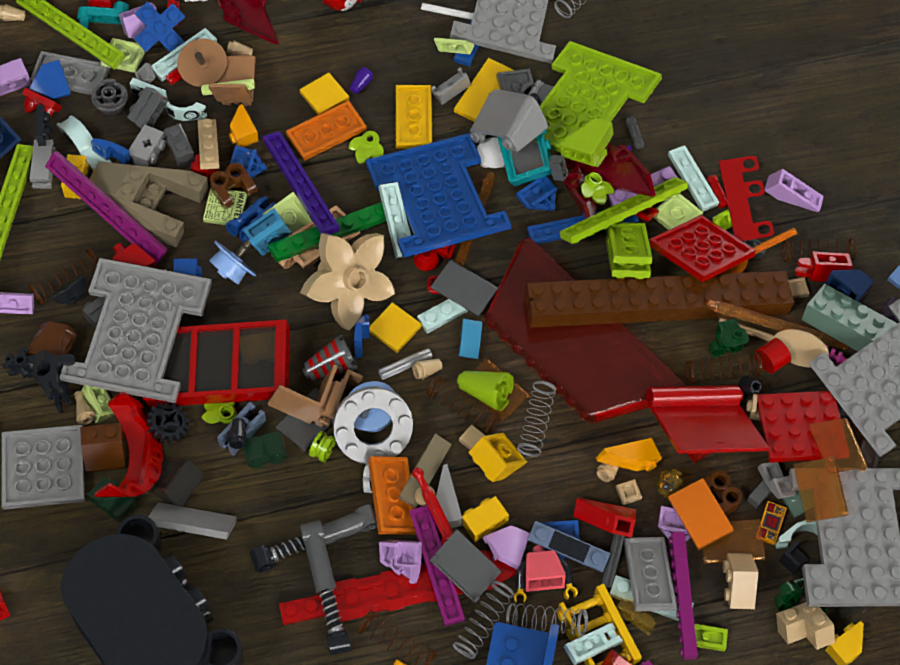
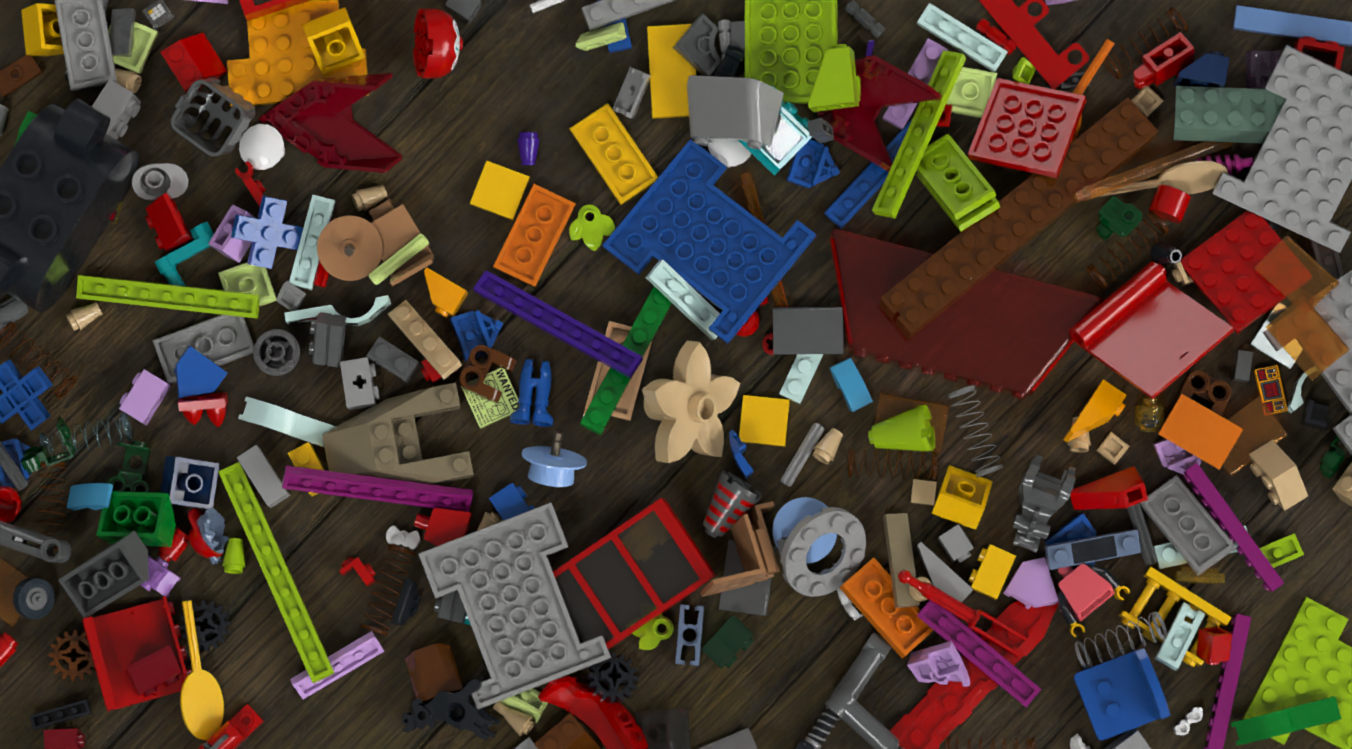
camera: 25 degrees left, 20 degrees up
(43, 125) = (234, 432): black plate -> none
(59, 257) = (365, 571): none -> red bracket
(98, 249) = (398, 537): none -> white piece
(107, 149) = (320, 418): blue slope -> none
(237, 434) = (695, 648): black cone -> none
(266, 231) = (565, 406): dark azure bracket -> none
(291, 212) = (570, 371): yellowish green plate -> none
(322, 446) = (787, 602): lime wheel -> none
(465, 566) = (1008, 637): dark grey piece -> none
(465, 647) = (1058, 718): light grey piece -> none
(471, 484) = (956, 544): none -> light grey brick
(553, 490) = (1039, 500): none -> dark grey animal
(596, 188) = (873, 125): lime plate -> none
(774, 479) = (1252, 345): light grey slope -> none

